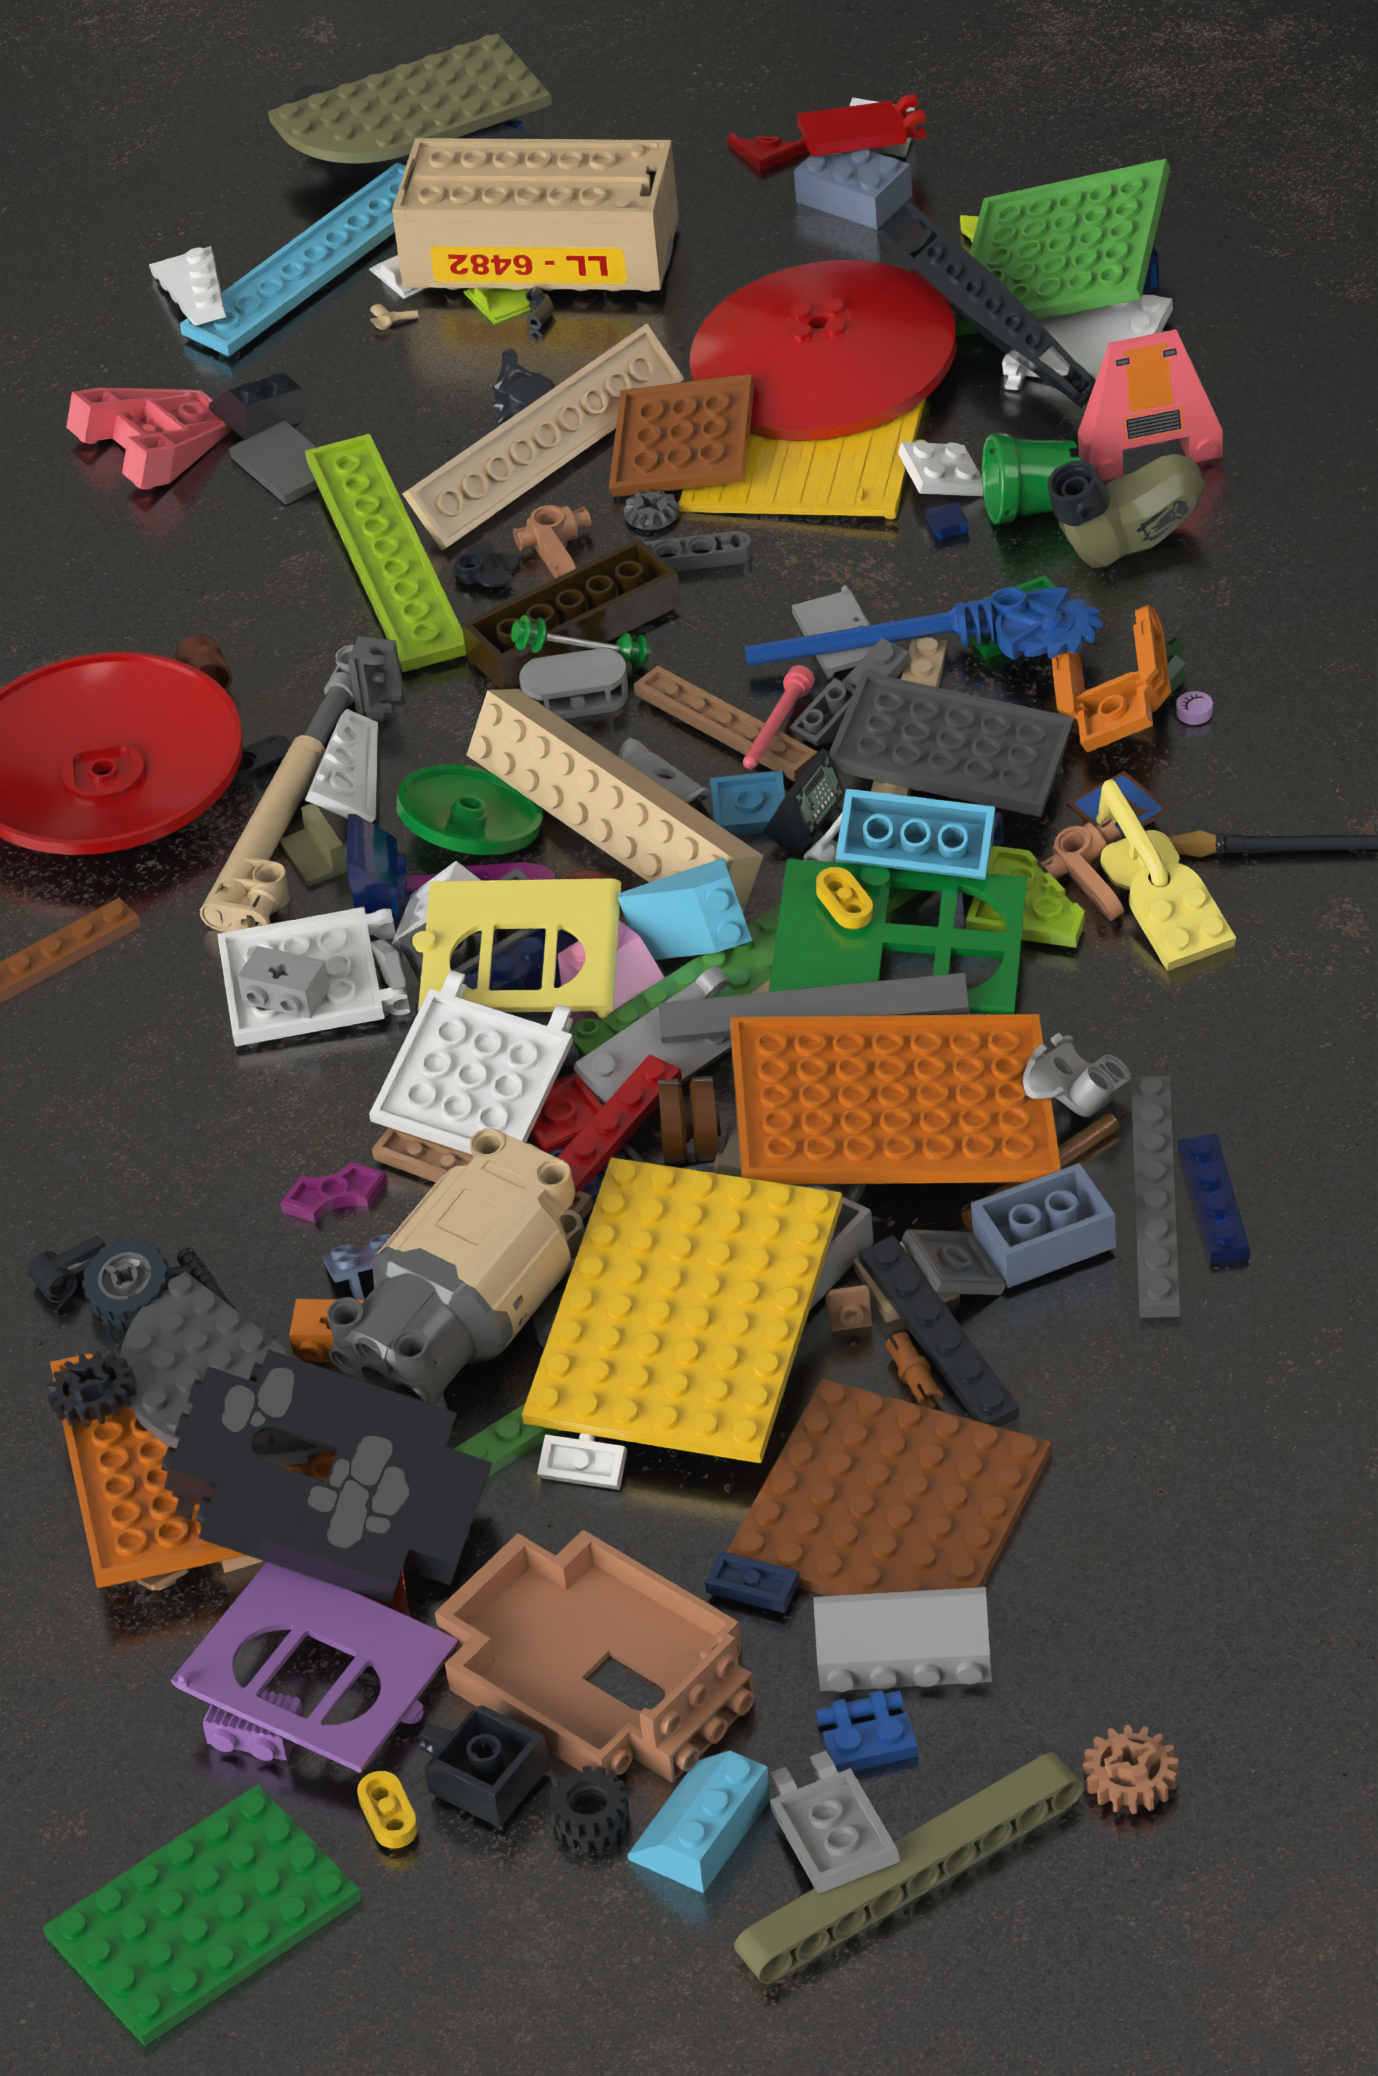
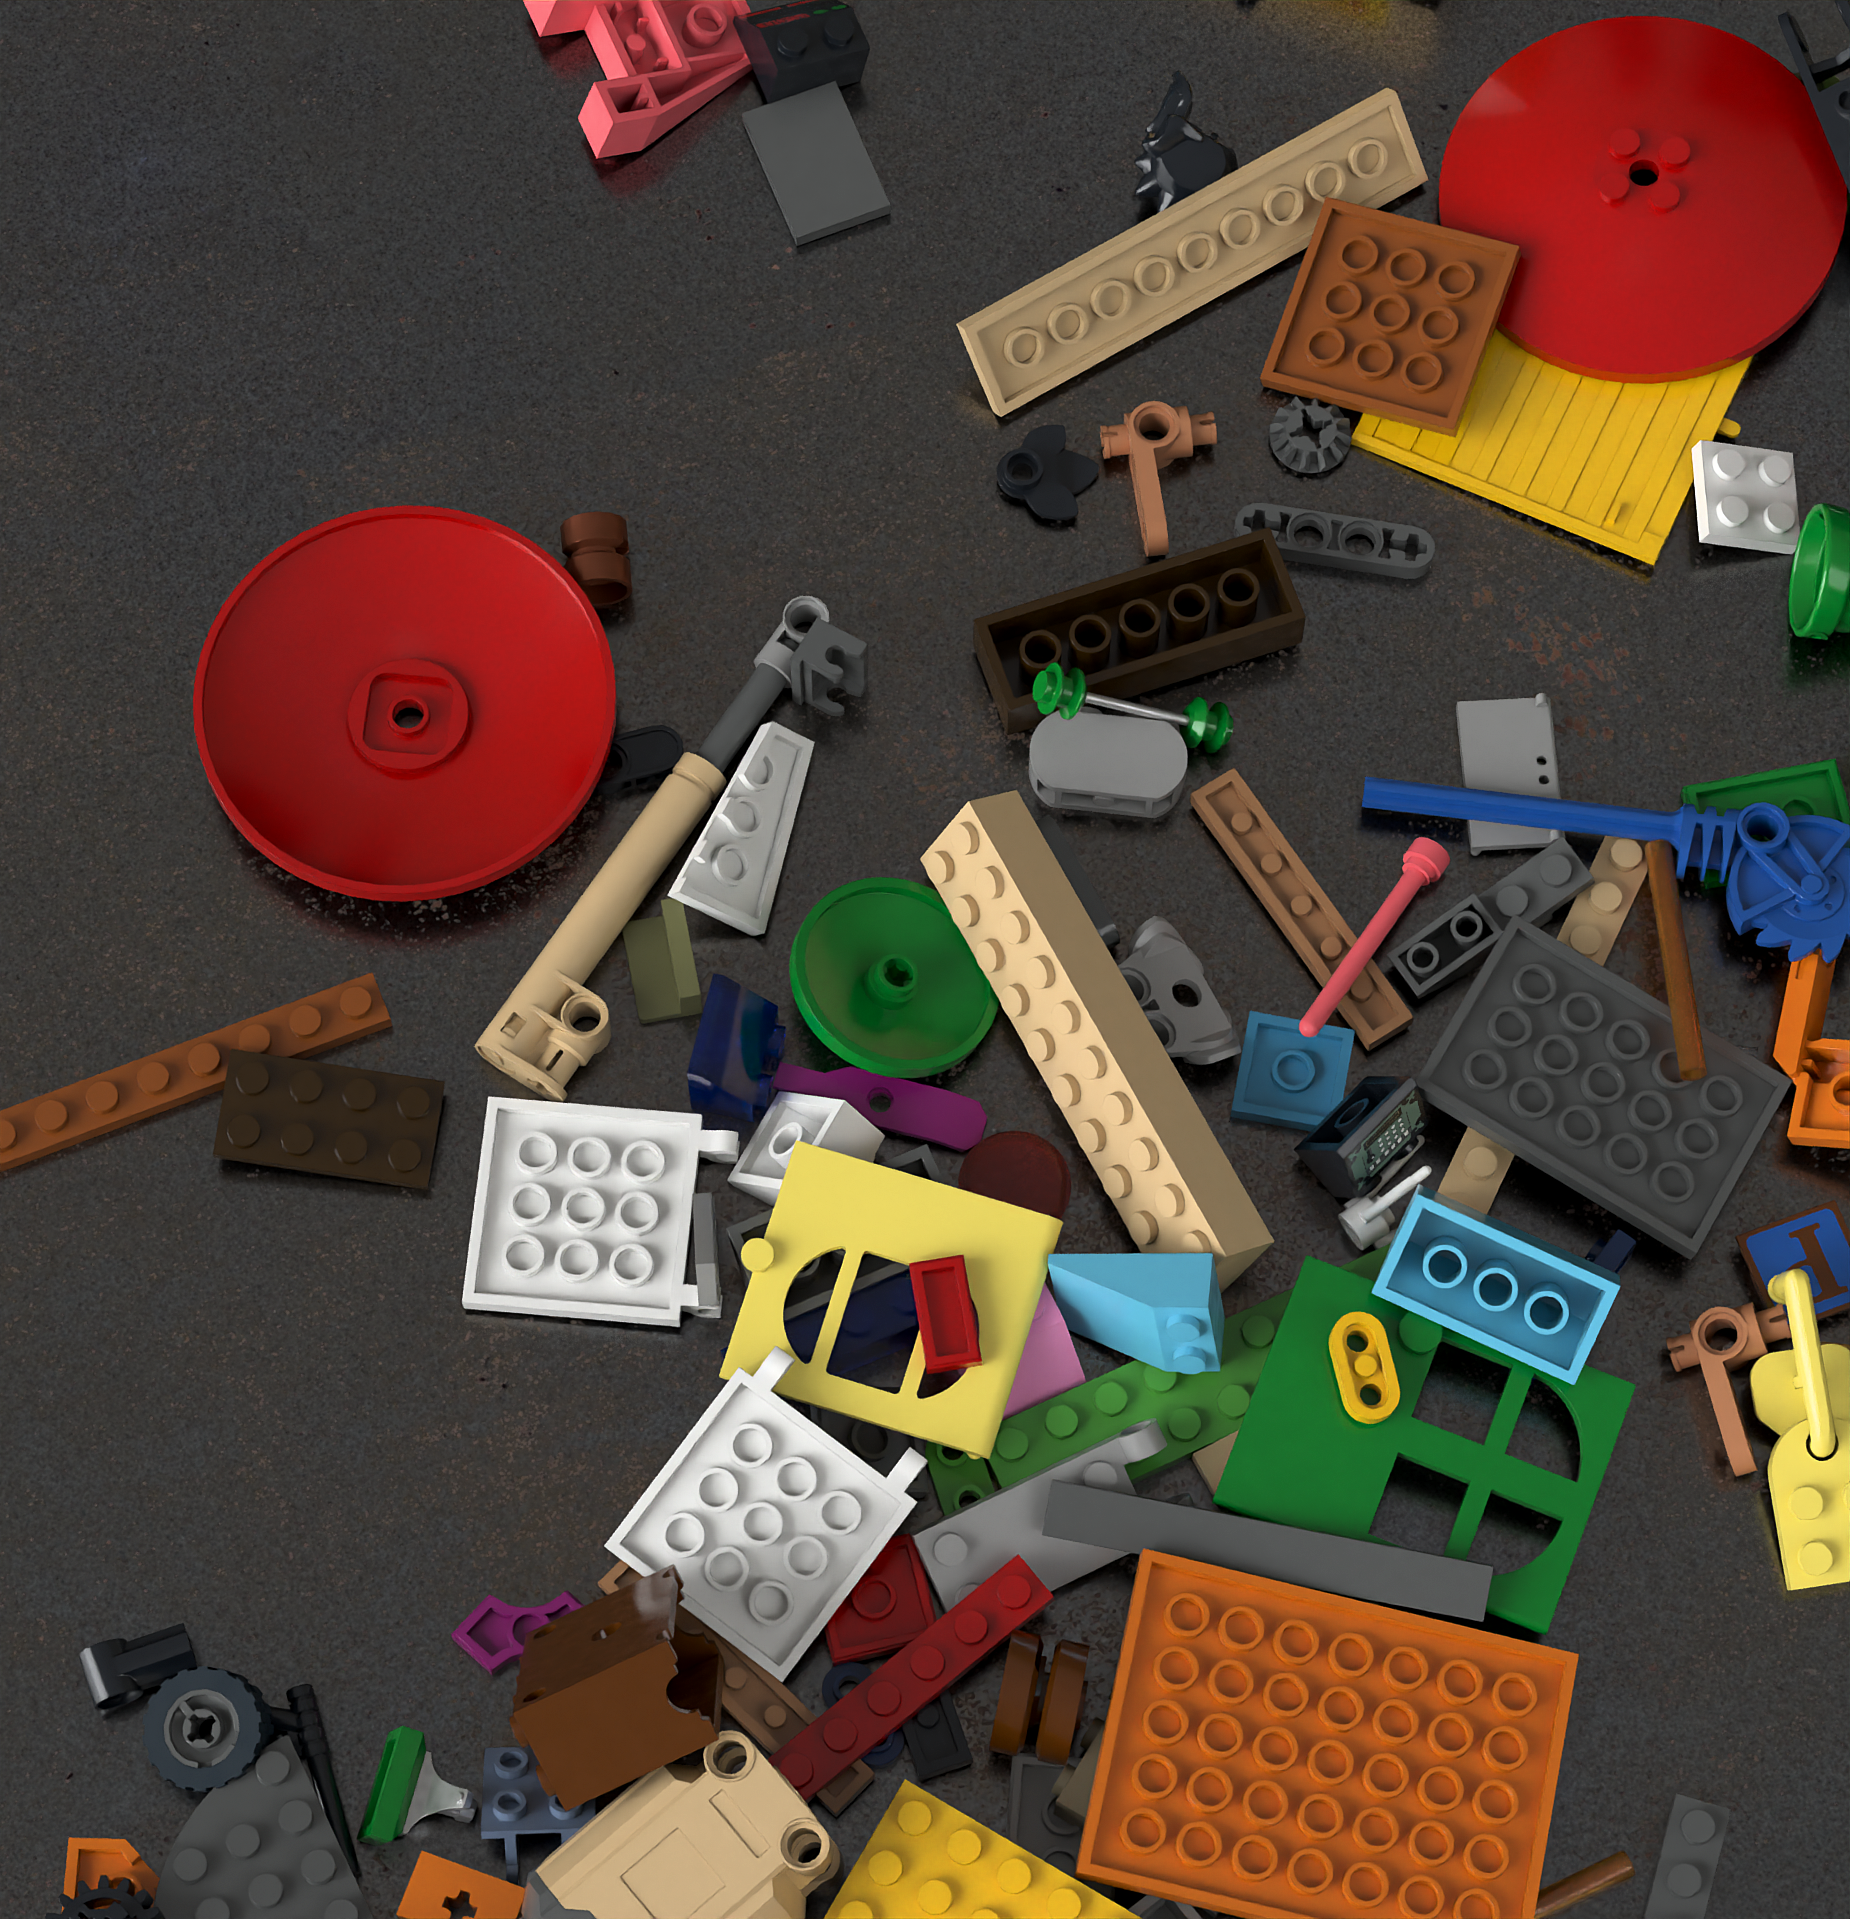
camera: 10 degrees right, 25 degrees up
(113, 971) = (329, 1119): none -> dark brown plate
(278, 1282) = (408, 1790): none -> green piece
(283, 982) = (538, 1216): light grey brick -> none
(386, 552) = (911, 406): lime plate -> none
(399, 1154) = (616, 1691): none -> reddish brown gear
(558, 939) = (945, 1314): none -> red tile
(947, 520) = (1726, 595): clear blue tile -> none
(976, 674) = (1675, 960): none -> clear orange piece
(1047, 910) = (1655, 1439): lime plate -> none
(1084, 1087) = (1612, 1809): light grey piece -> none

